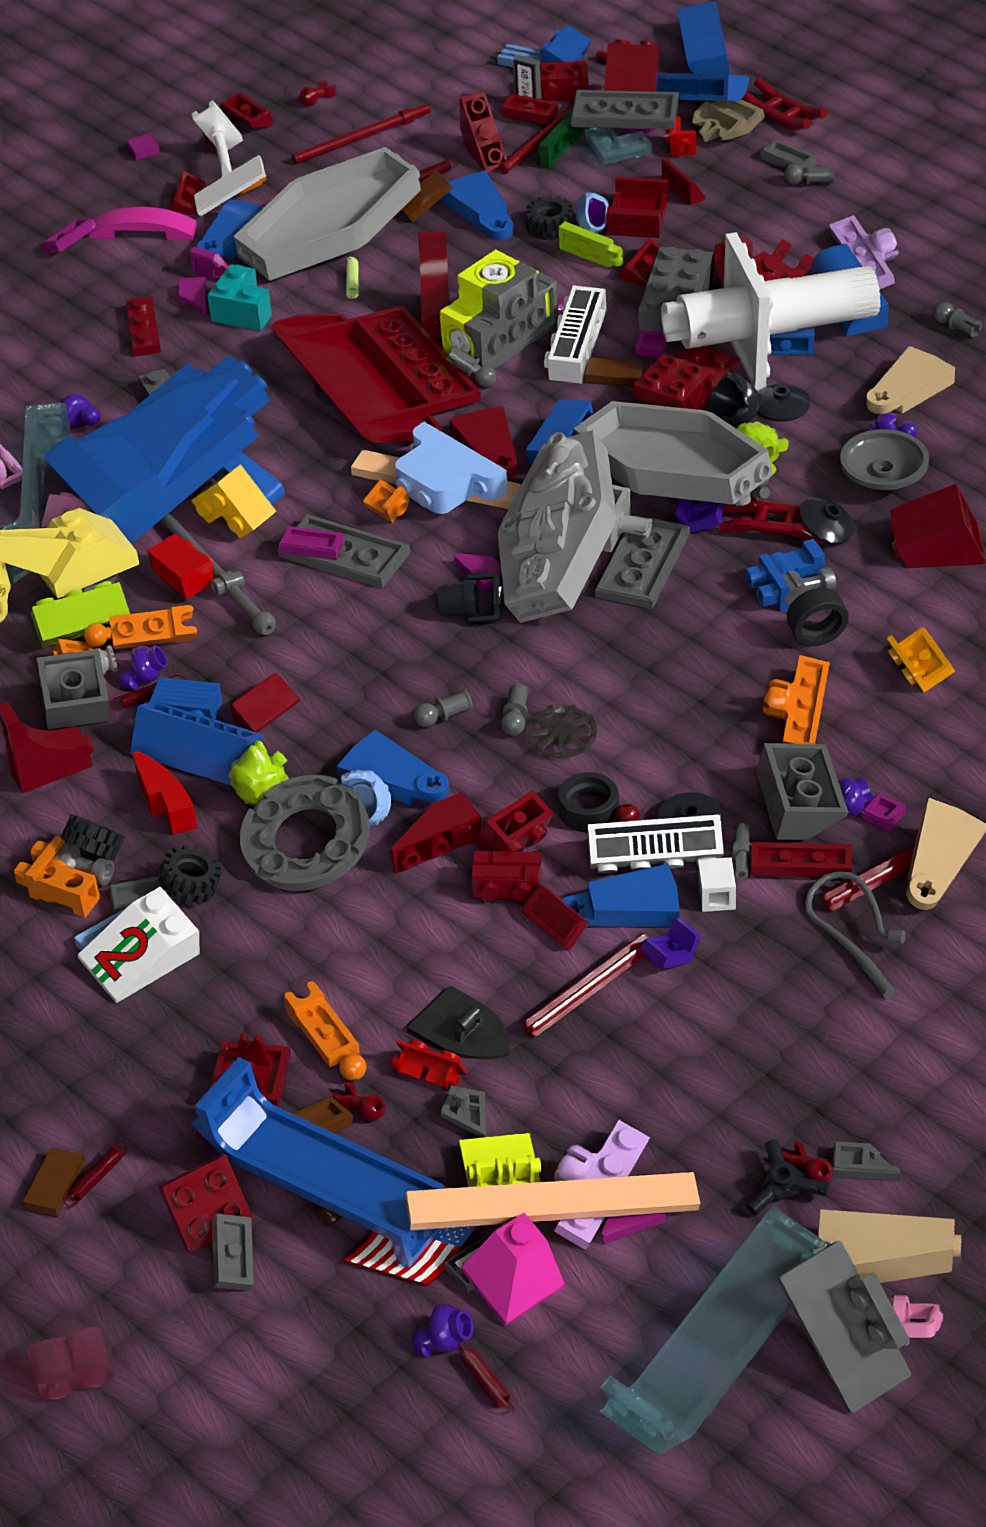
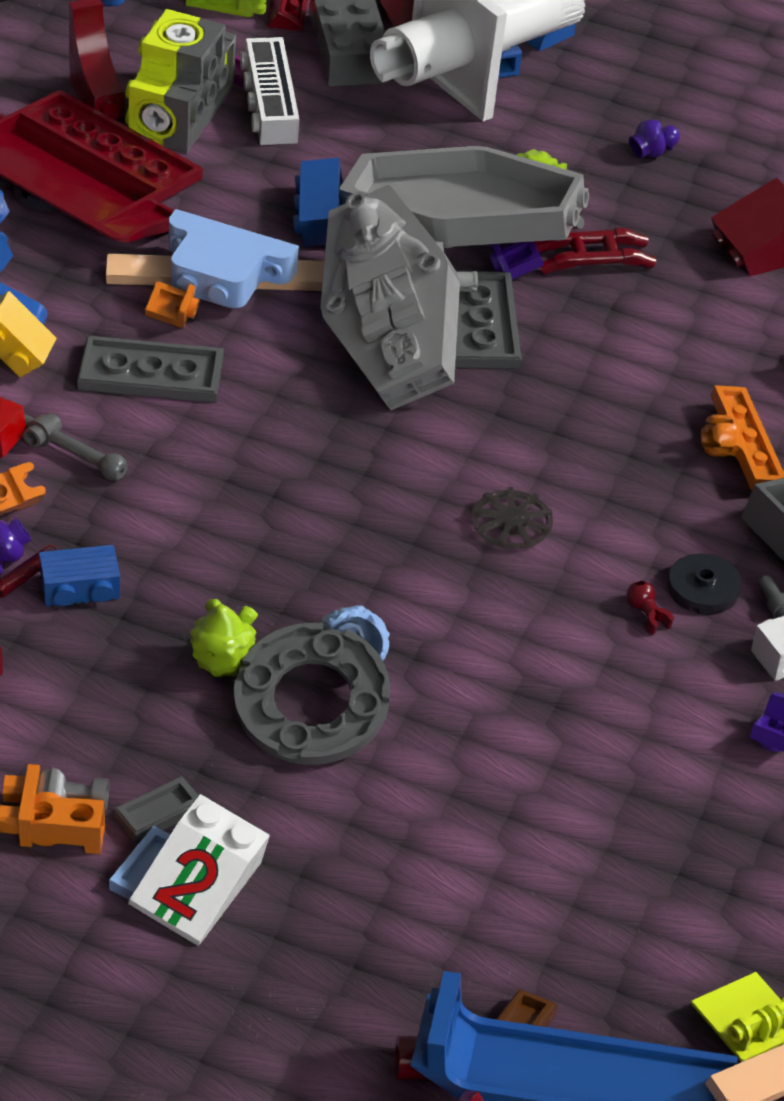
camera: 30 degrees left, 0 degrees up
(92, 837) = (72, 755): black tyre -> none
(164, 794) = (116, 685): red slope -> none
(185, 886) = (207, 771): black tyre -> none
(189, 740) = (119, 620): blue brick -> none
(264, 703) = (168, 558): dark red slope -> none
(267, 1062) = (401, 983): dark red plate -> none
(311, 542) = (116, 366): magenta tile -> none
(326, 1032) = (467, 915): orange plate -> none
(370, 1106) = (569, 989): dark red arm -> none
(400, 770) = (338, 587): blue piece -> none
(417, 1057) = (619, 921): red hinge -> none
(428, 714) = (371, 521): dark grey pin -> none
(438, 831) = (460, 650): dark red slope -> none
(462, 1027) = (607, 872): pearl dark grey shield -> none
(463, 598) = (325, 395): black piece -> none
(466, 1110) = (675, 964): dark grey piece -> none
(479, 564) = (317, 360): magenta tile -> none
(484, 374) = (193, 150): dark grey pin -> none
(488, 435) = (240, 208): dark red piece -> none
(505, 875) = (558, 689): dark red brick -> none
(515, 710) = (452, 506): dark grey pin -> none
(516, 825) = (540, 635): dark red brick -> none
(555, 916) = (636, 722): dark red tile -> none
(582, 785) = (589, 608): black tyre -> none
(585, 987) = (713, 791): axle -> none
(613, 371) = (329, 125): reddish brown tile -> none
(630, 899) = (697, 687): blue piece -> none
(650, 344) = (348, 89): magenta tile -> none
(654, 842) = (695, 616): brick -> none
(685, 379) = (419, 117): dark red piece -> none
(734, 400) = (482, 127): black hair -> none
(783, 402) = (518, 129): black dish -> none
(789, 574) = (649, 305): blue hips -> none
(825, 630) = (710, 341): black tyre -> none
(826, 520) = (647, 240): black dish -> none
(884, 459) = (672, 168): dark grey dish -> none
(910, 382) = (640, 85): tan piece -> none
(945, 313) = (628, 12): dark grey pin -> none

